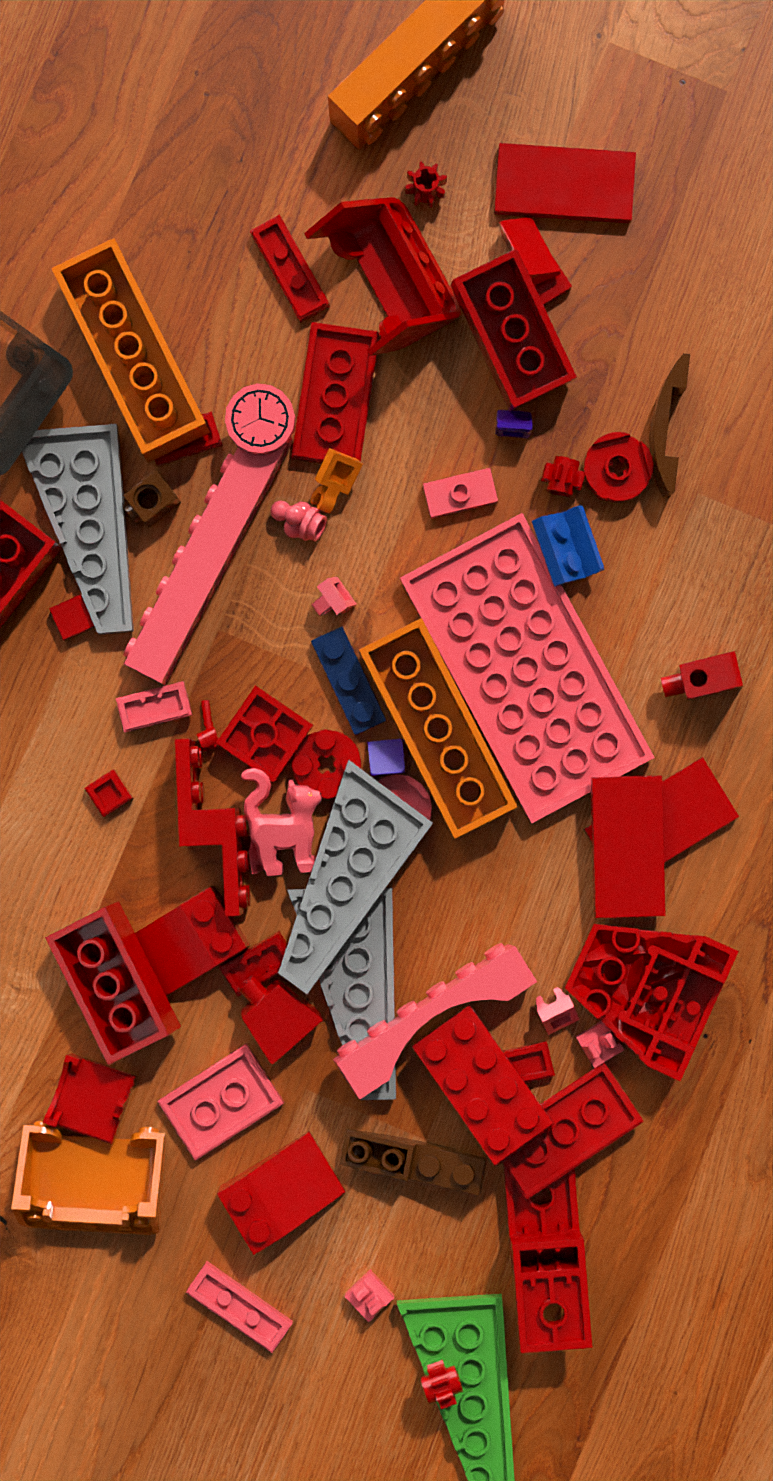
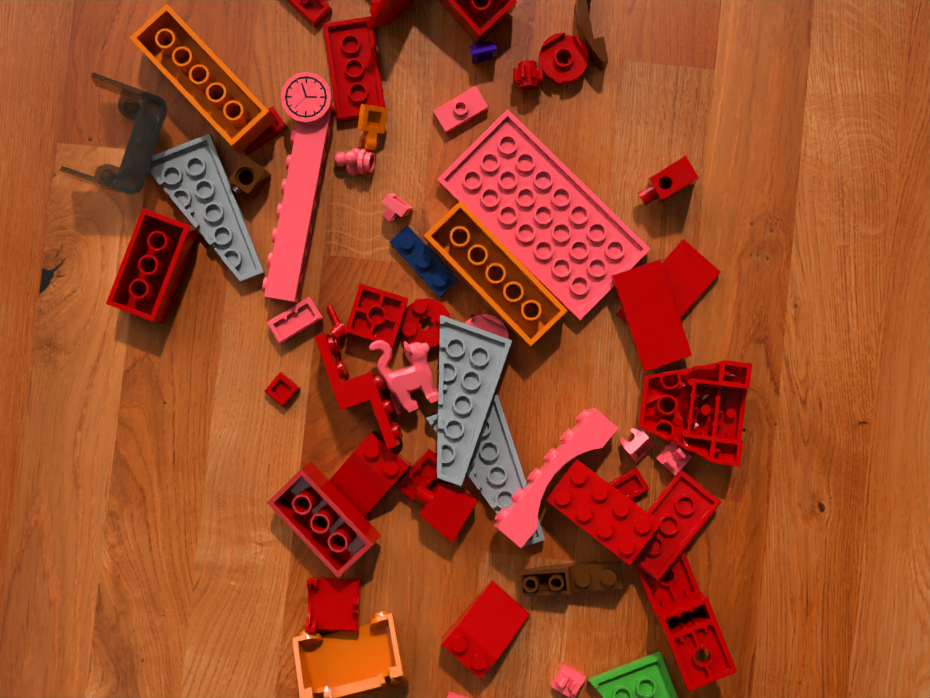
camera: 10 degrees left, 0 degrees up
(72, 617) = (219, 276): red tile -> none
(220, 1101) = (424, 578): coral tile -> none
(386, 757) = (466, 306): dark purple slope -> none
(568, 546) = (546, 121): blue bracket -> none

